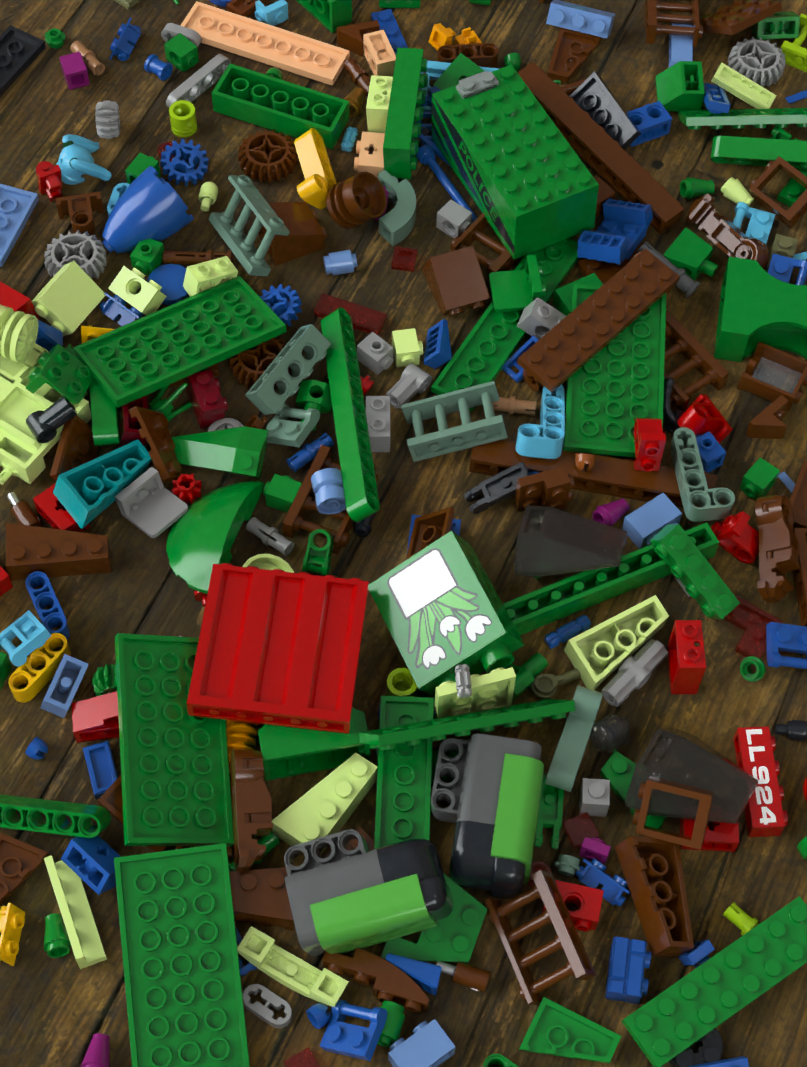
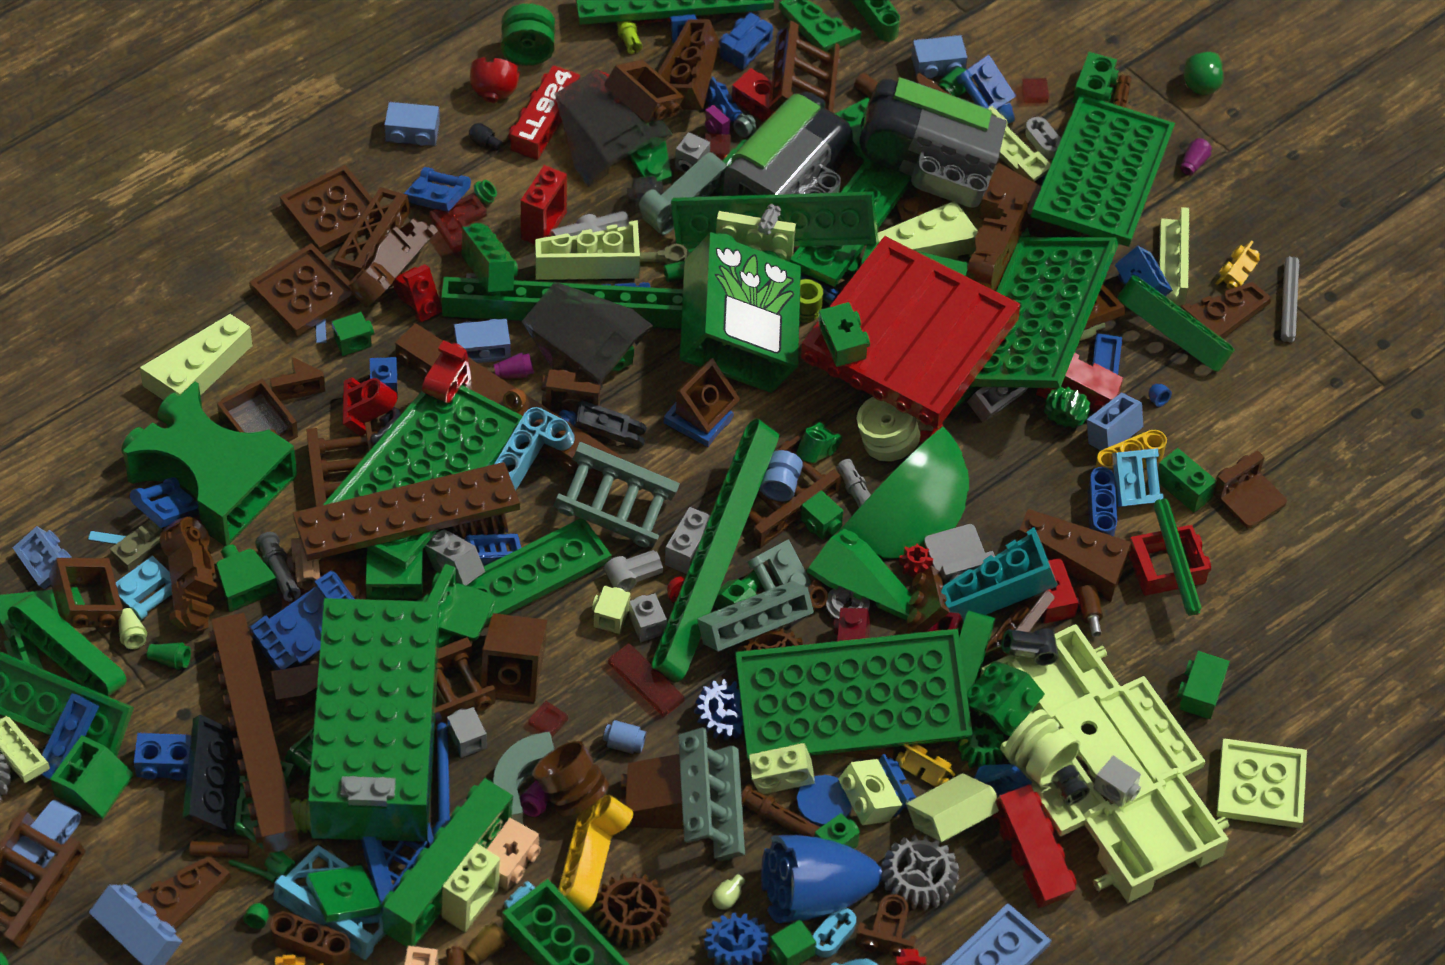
camera: 155 degrees left, 5 degrees down
(56, 937) = (1198, 245): green cone -> none
(308, 452) = (756, 548): blue pin -> none
(332, 590) = (843, 334): none -> green brick
(437, 345) = (588, 586): blue slope -> none
(515, 406) = (552, 517): medium nougat pin -> none
(694, 474) = (434, 318): sand green beam -> none

